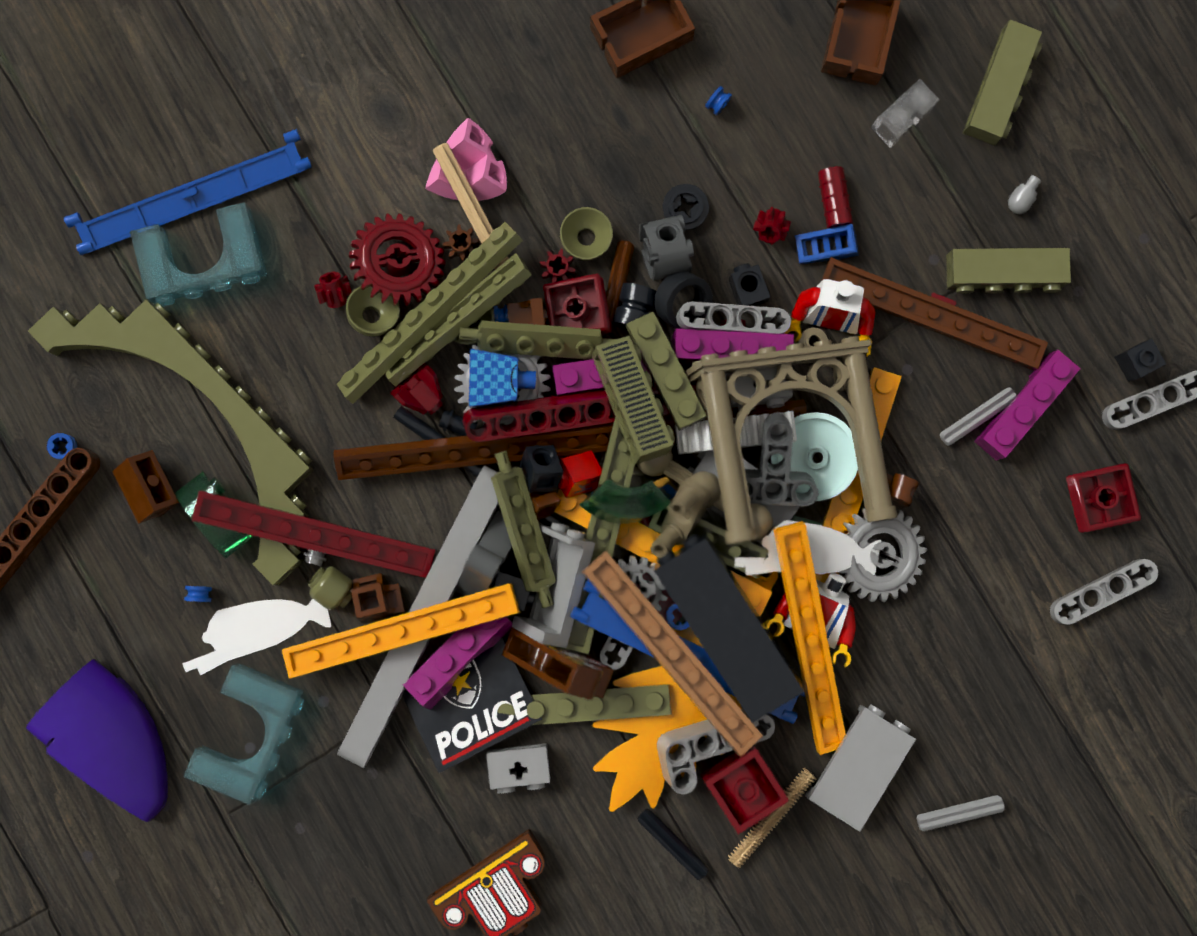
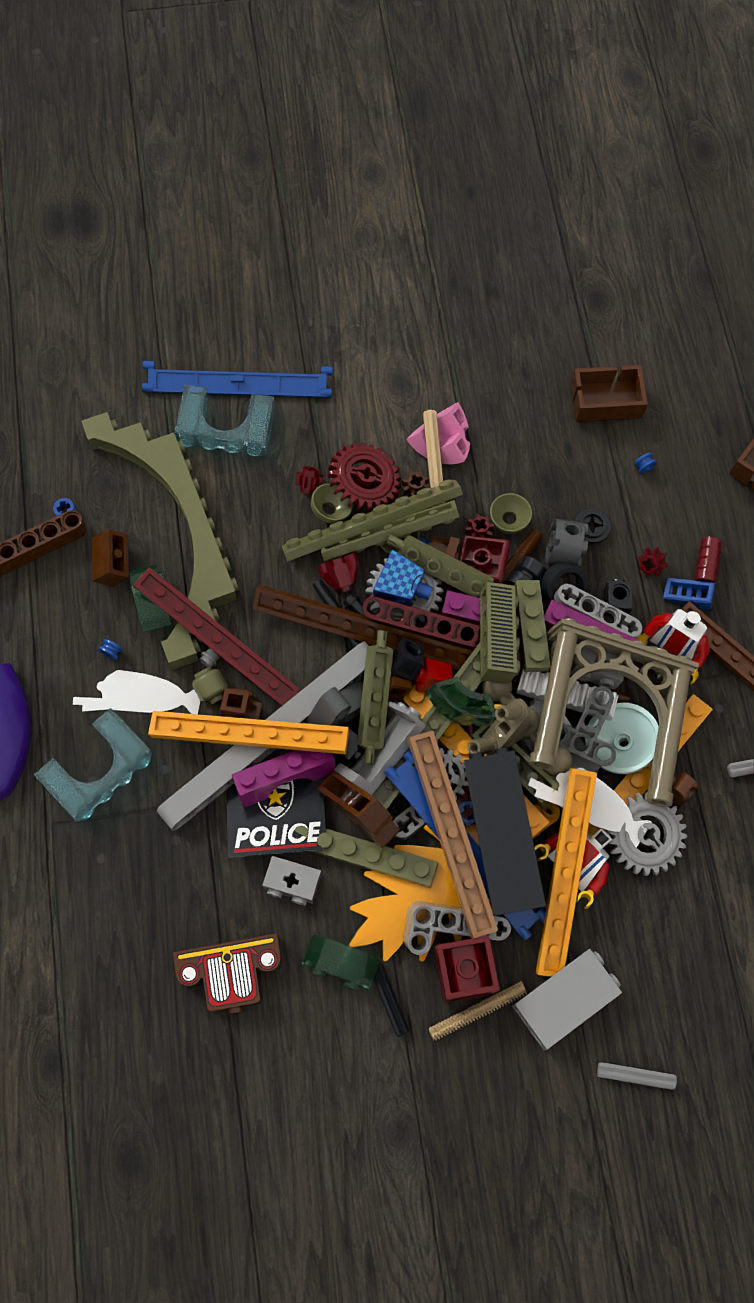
camera: 30 degrees right, 15 degrees down
(608, 831) = (341, 962): none -> clear green brick

